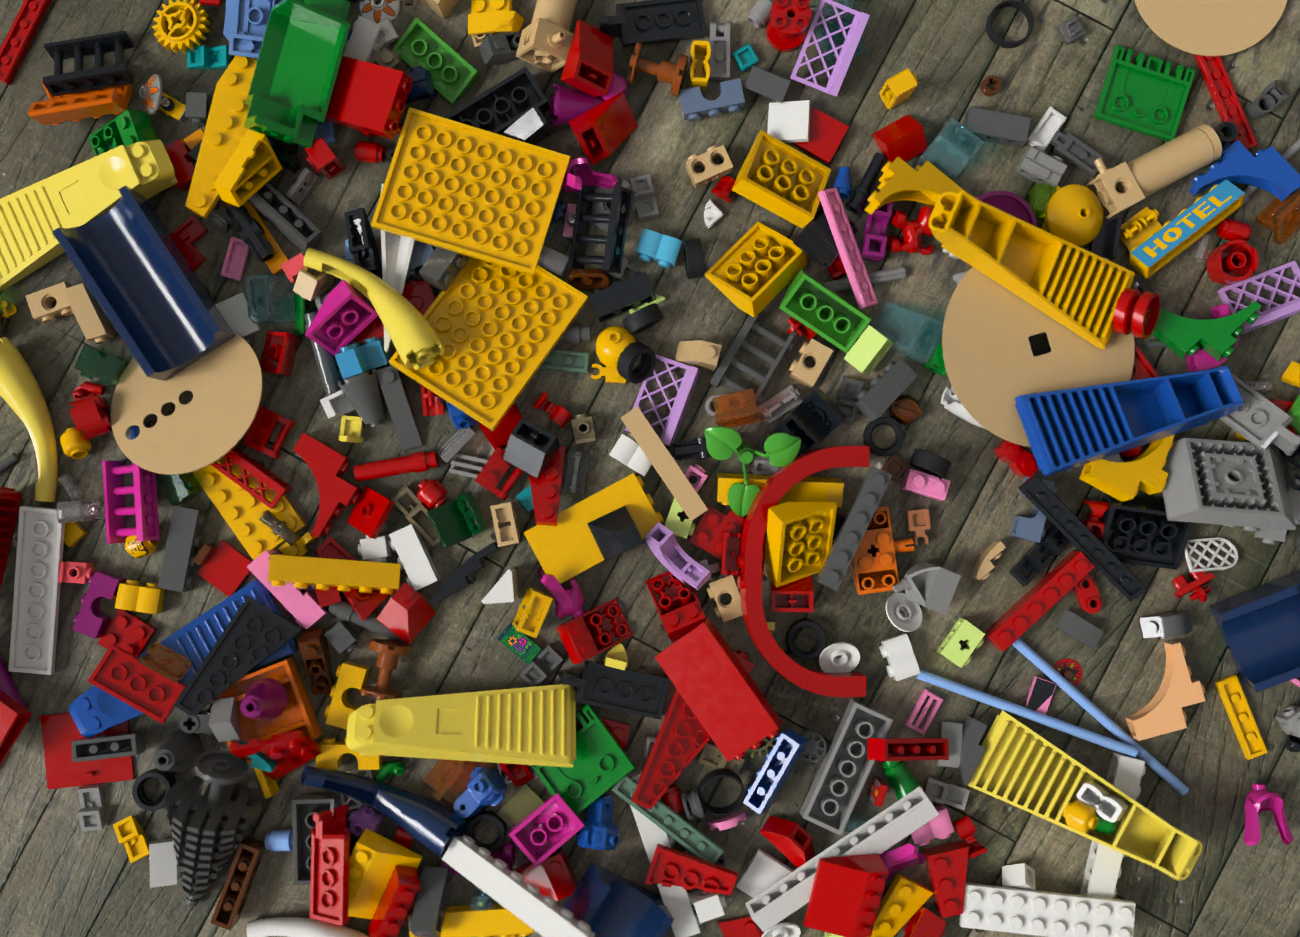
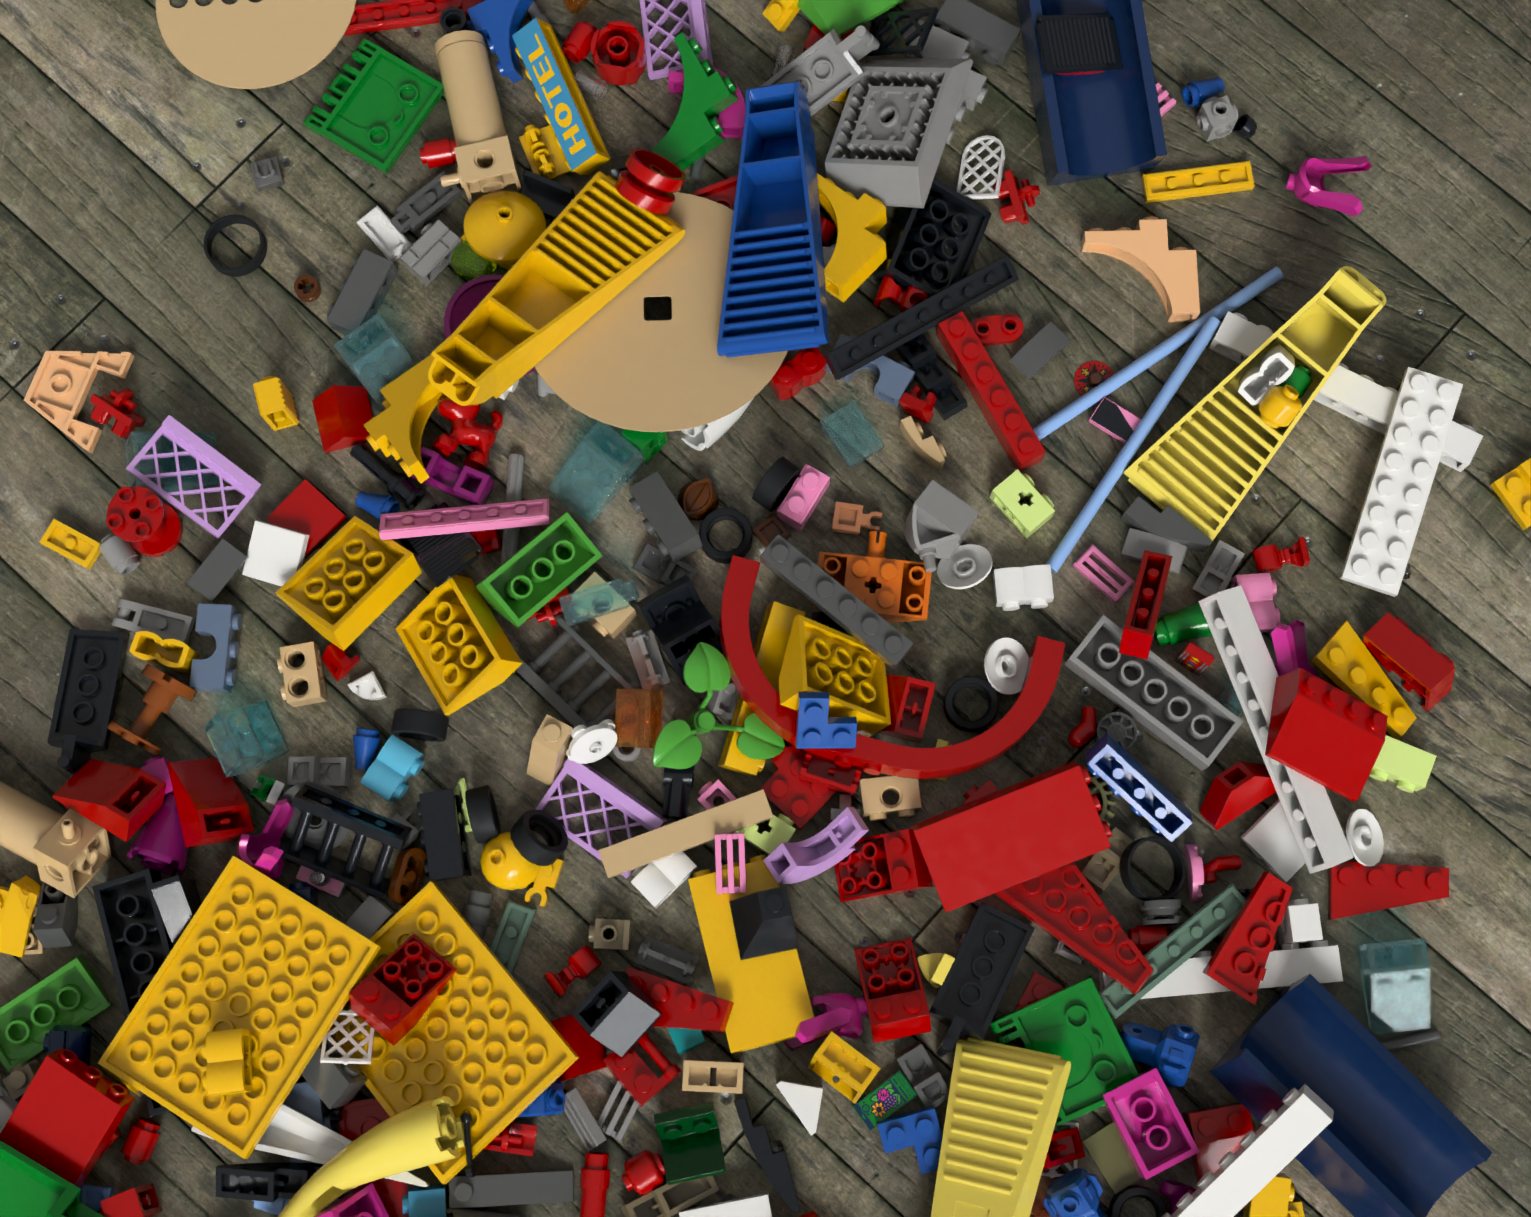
camera: 70 degrees left, 10 degrees down
(430, 194) = (227, 1062): none -> yellow brick
(434, 365) = (466, 1118): none -> black hinge
(463, 279) = (357, 1047): none -> white window
(505, 669) = (916, 1130): none -> blue plate
(510, 297) = (401, 989): none -> red slope
(623, 166) = (268, 789): none -> piece
(634, 504) = (730, 888): none -> bright pink tile
(654, 140) = (245, 738): none -> clear light blue slope
(670, 225) = (365, 747): none -> blue cone
(710, 382) = (592, 742): none -> white piece
(736, 838) = (1218, 864): none -> red arm
(745, 58) = (173, 590): teal tile -> none
(757, 538) = (818, 730): none -> blue plate
(807, 723) = (1086, 729): none -> red arm
(812, 358) = (598, 601): none -> clear light blue hinge
(868, 350) = (607, 526): yellowish green brick -> none
(947, 876) = (1328, 596): red wedge -> none
(980, 507) = (851, 435): none -> clear light blue plate
(1013, 548) = (918, 408): none -> red tile
(1018, 876) = (1346, 505): white panel -> none
(1119, 151) = (438, 152): none -> red brick
(1166, 625) = (1059, 242): dark grey brick -> none

